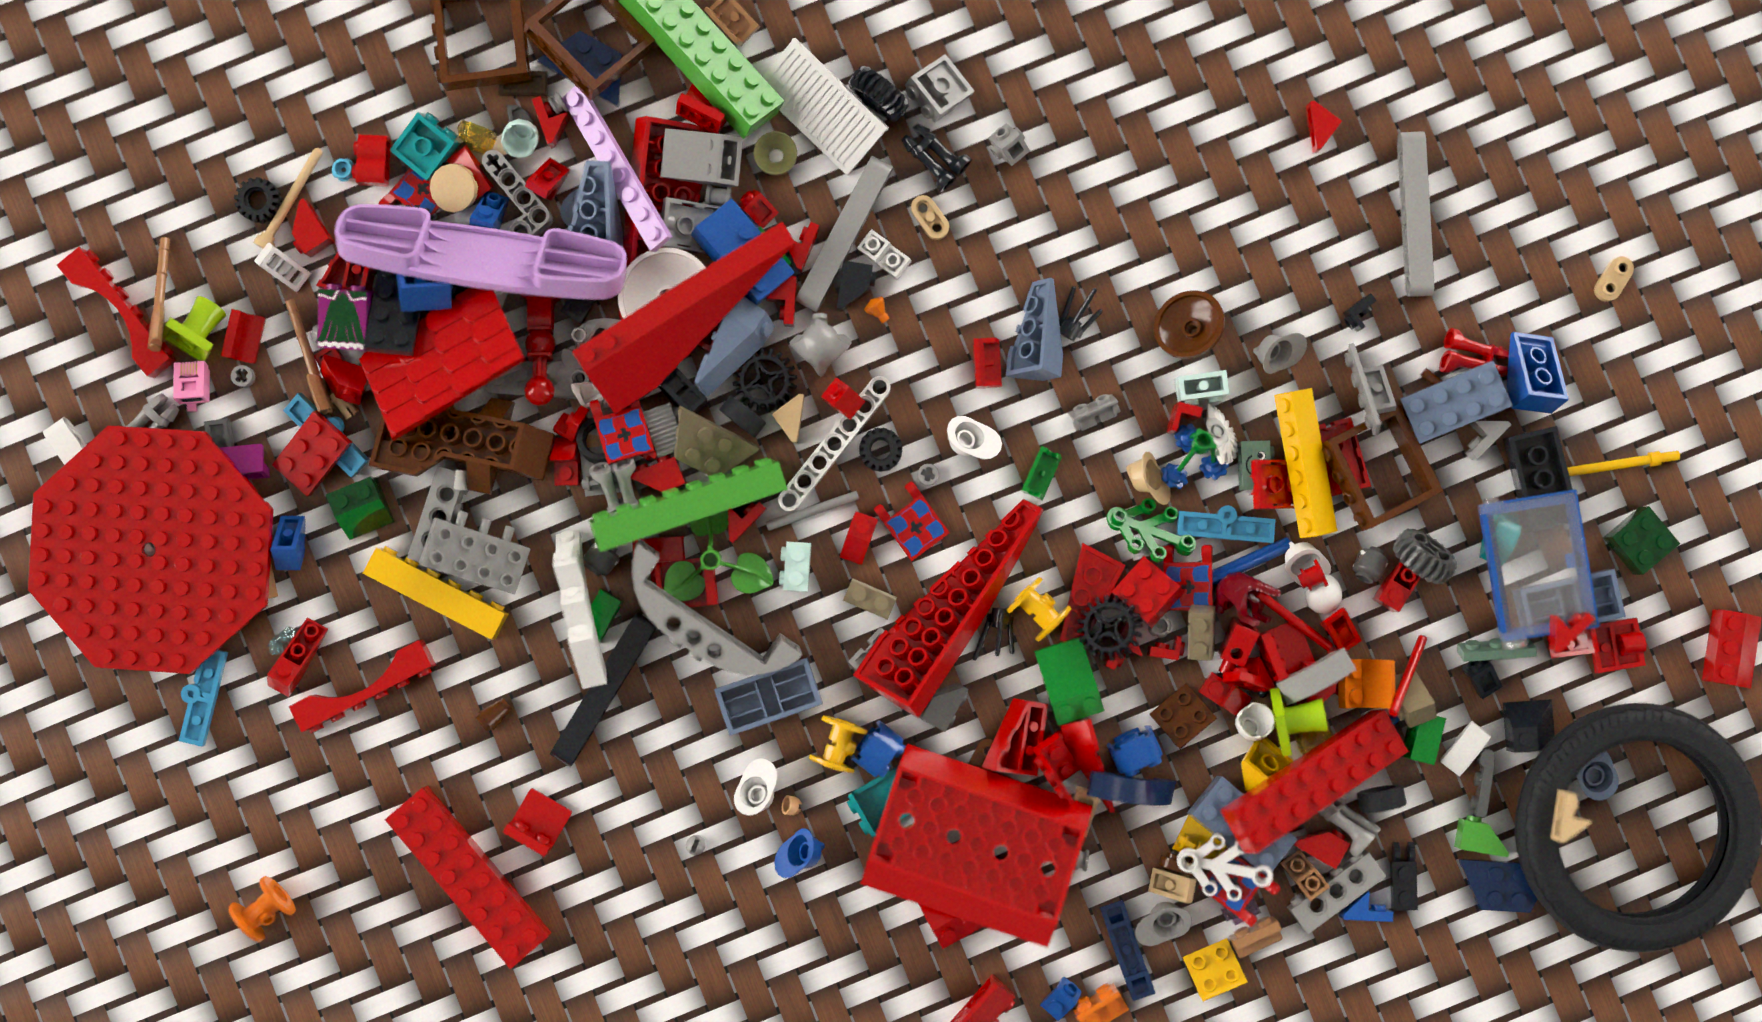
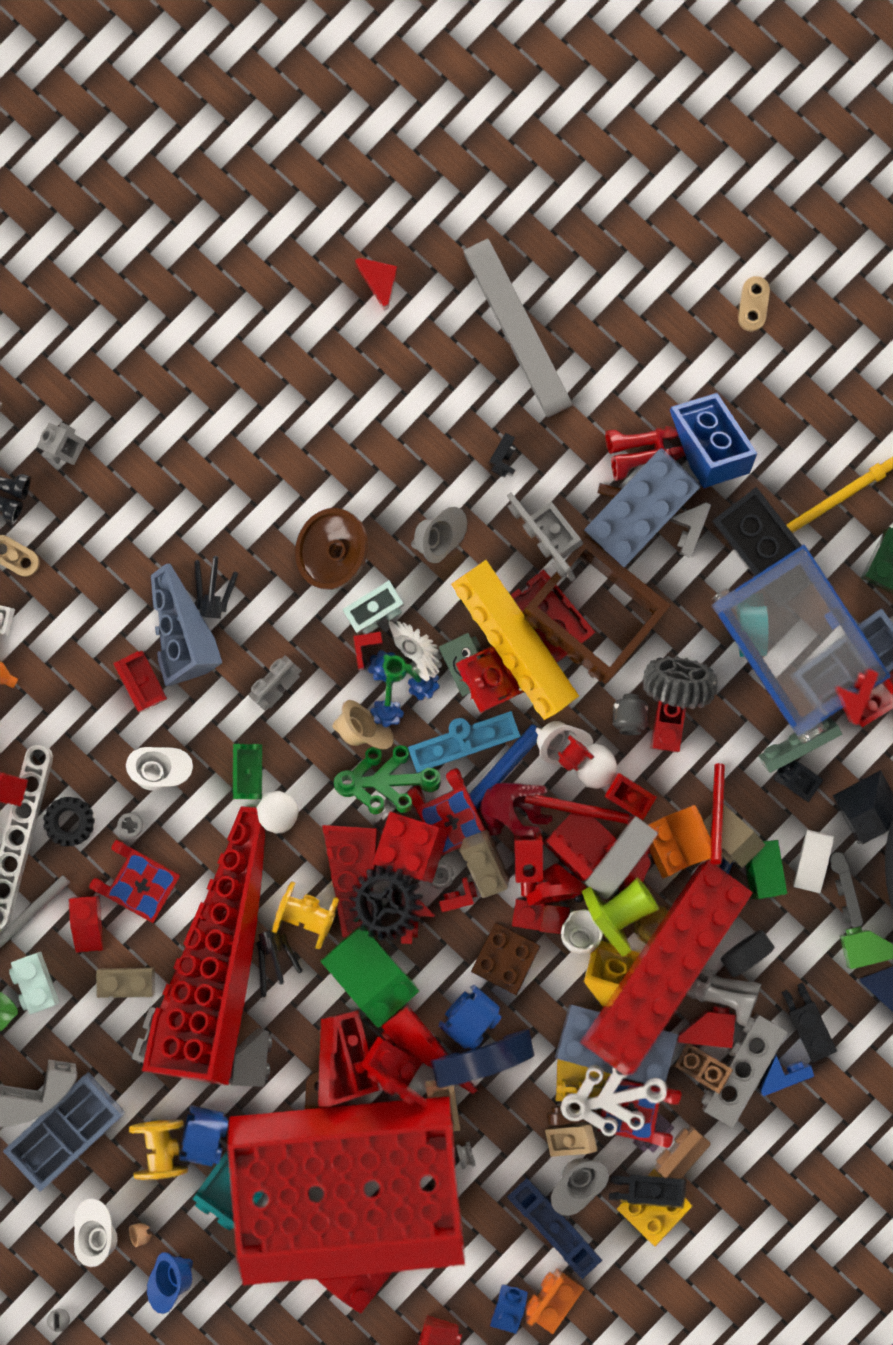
camera: 30 degrees left, 0 degrees up
(1052, 516) = (277, 811): none -> white hair
(1218, 955) = (650, 1191): none -> black hinge

